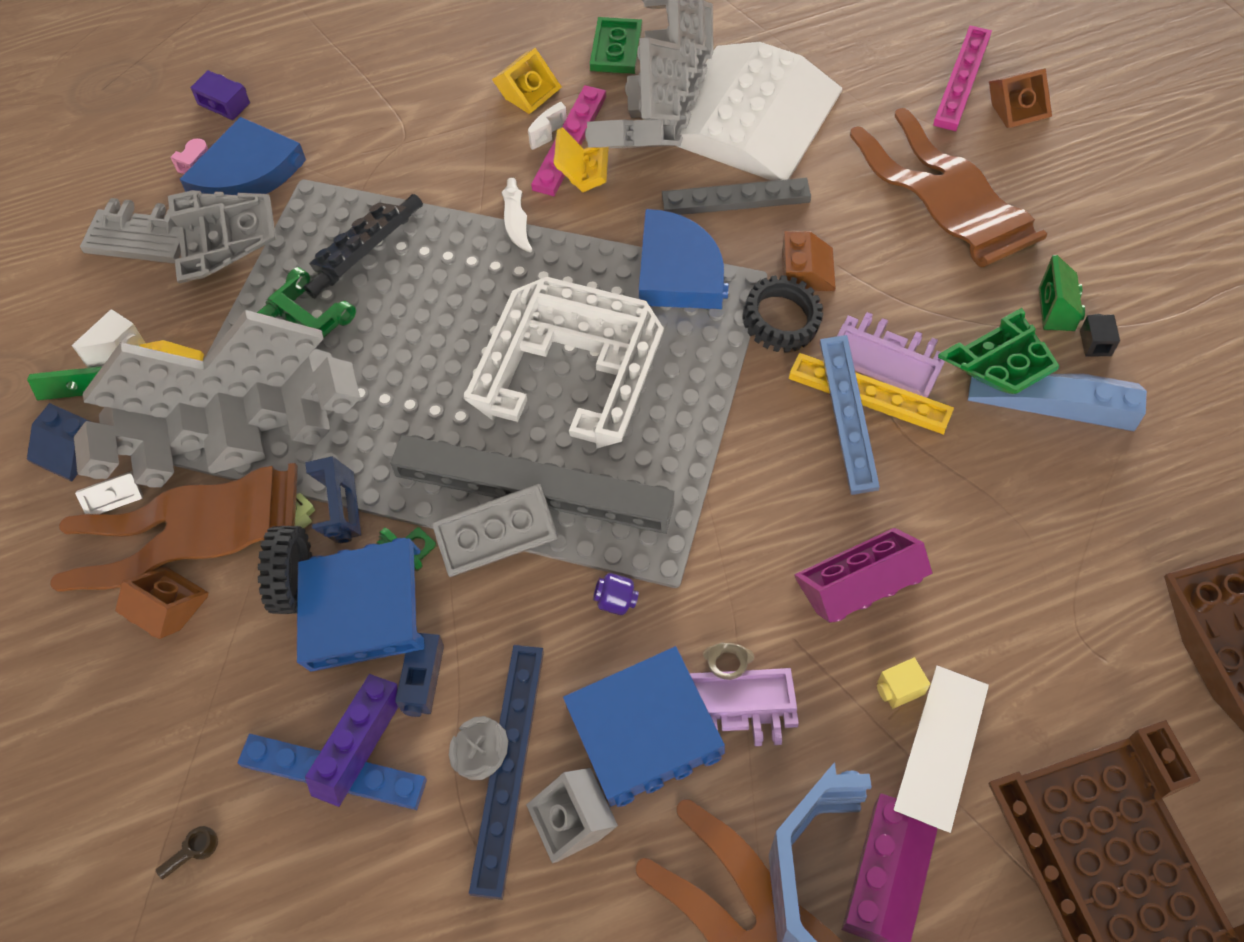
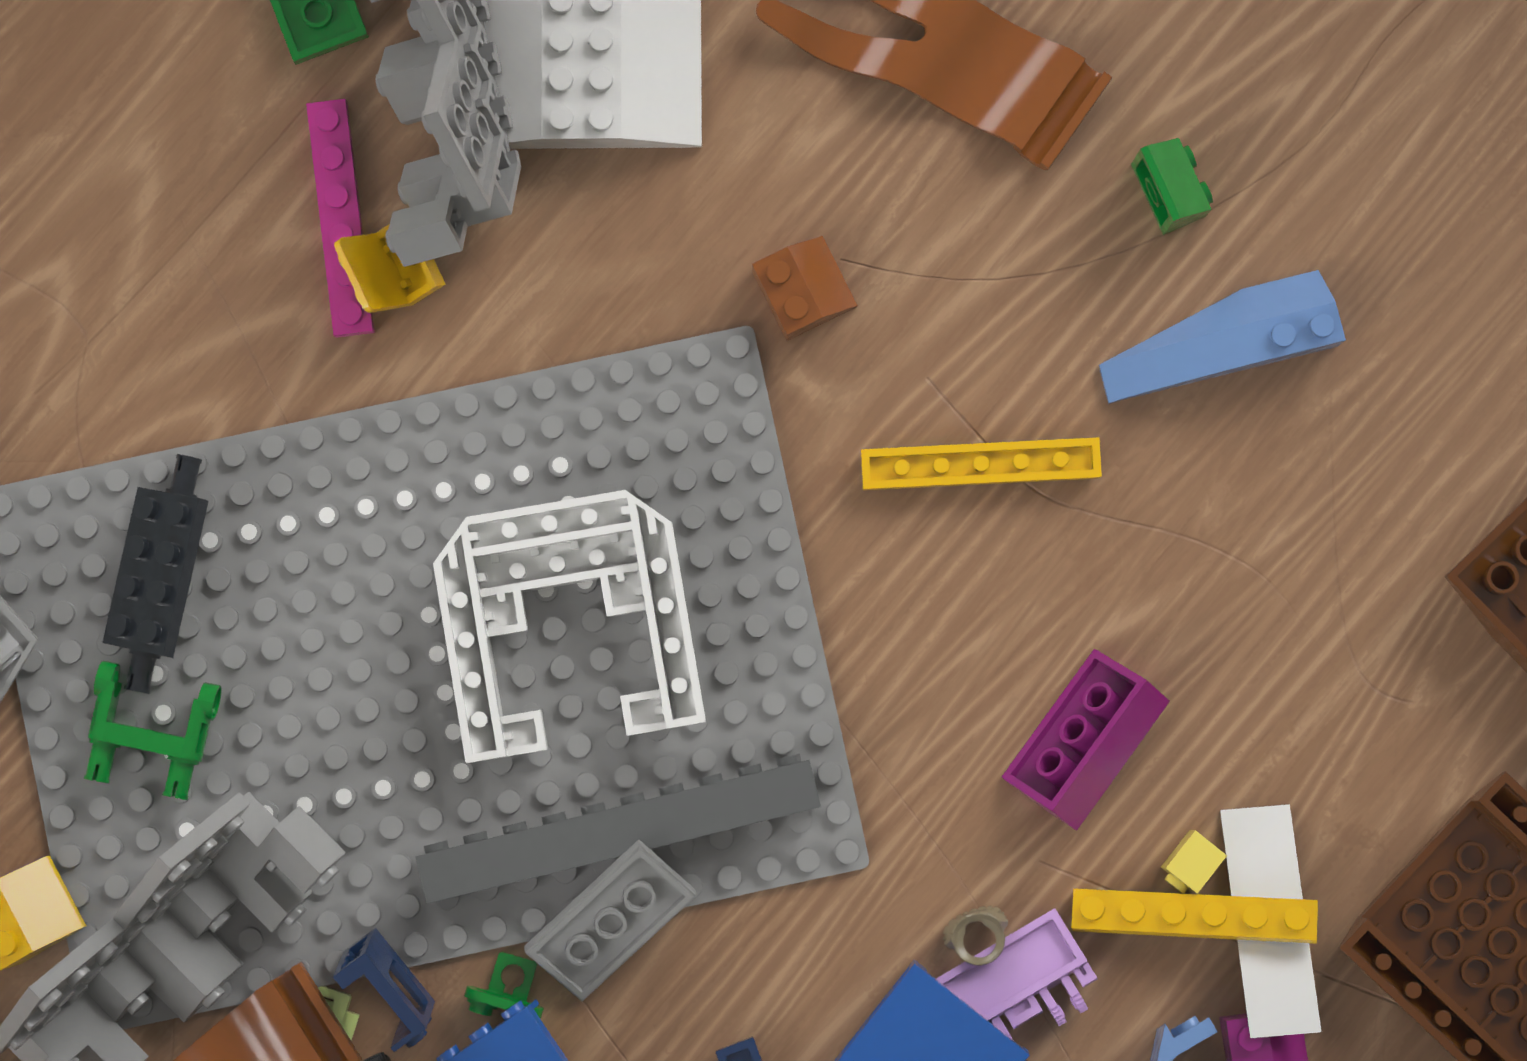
camera: 30 degrees left, 25 degrees up
(514, 216) = (344, 407): white sword -> none
(527, 81) = (215, 142): yellow slope -> none
(541, 129) = (292, 227): white slope -> none
(615, 594) = (801, 922): dark purple head -> none
(680, 264) = (629, 386): blue brick -> none
(737, 196) = (642, 208): dark grey plate -> none
(791, 291) = (850, 373): black tyre -> none
(849, 415) = (970, 519): medium blue plate -> none
(889, 359) = (978, 398): lavender hinge -> none
(891, 716) = (1195, 915): none -> yellow plate
(1006, 357) = (1136, 333): green wedge -> none
(1099, 335) = (1242, 219): black brick -> none

